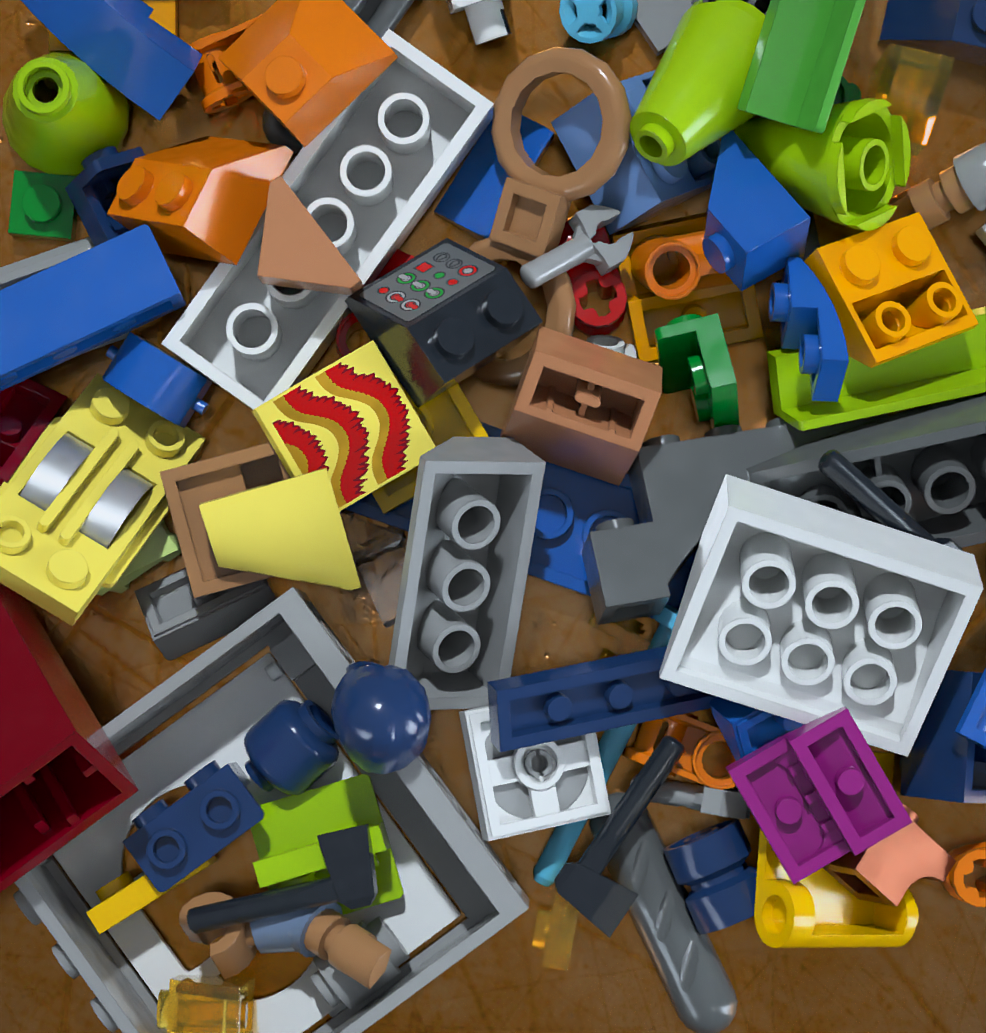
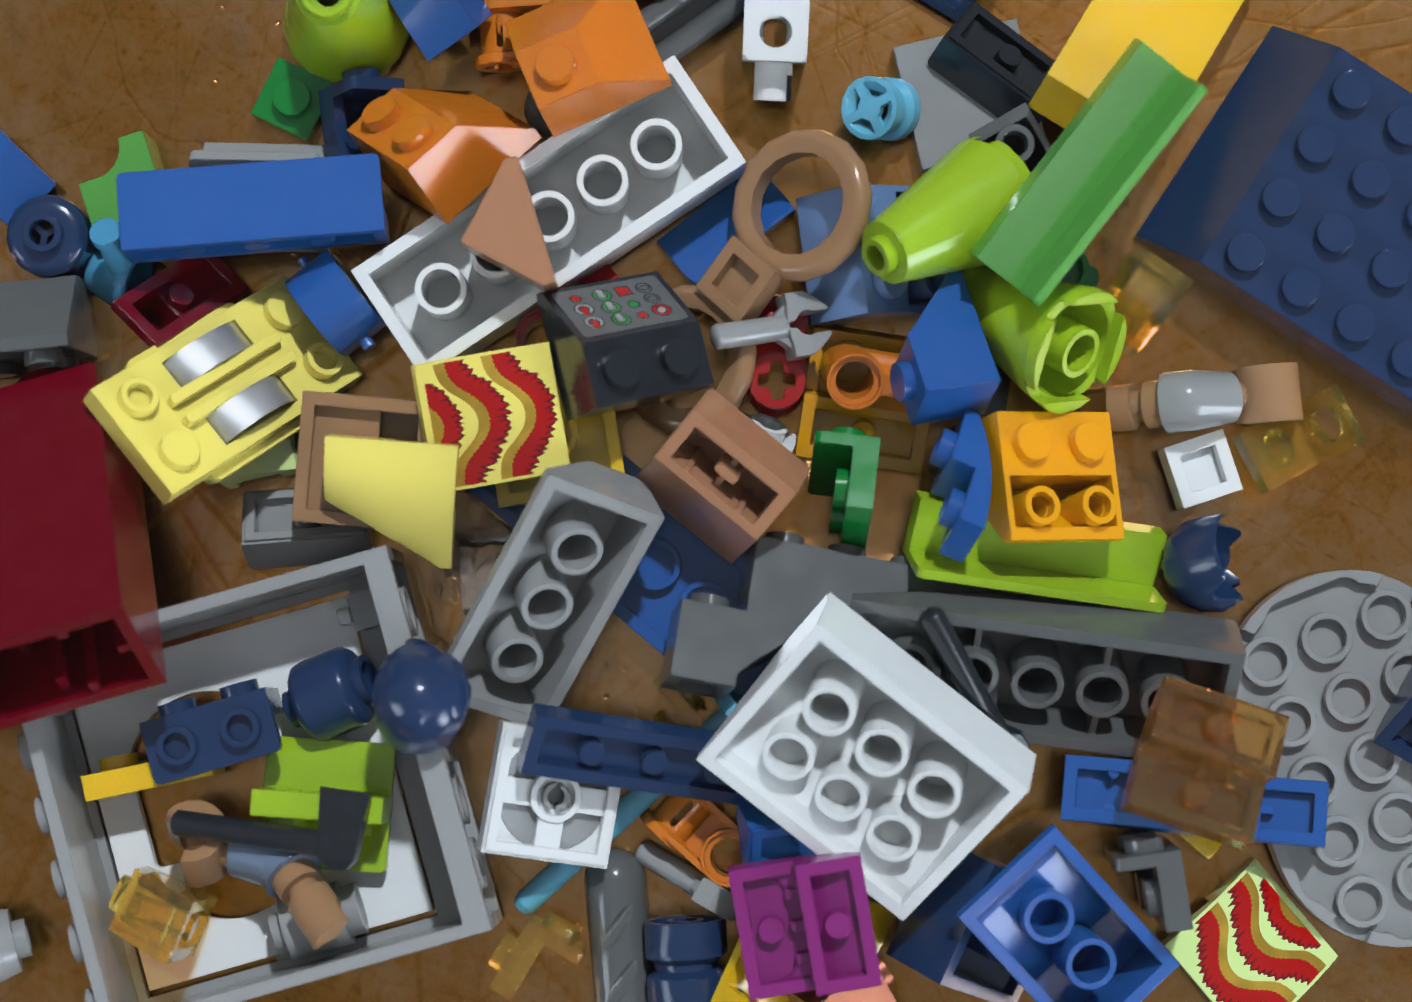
camera: 30 degrees right, 0 degrees up
(582, 882) = (555, 923): black piece -> none

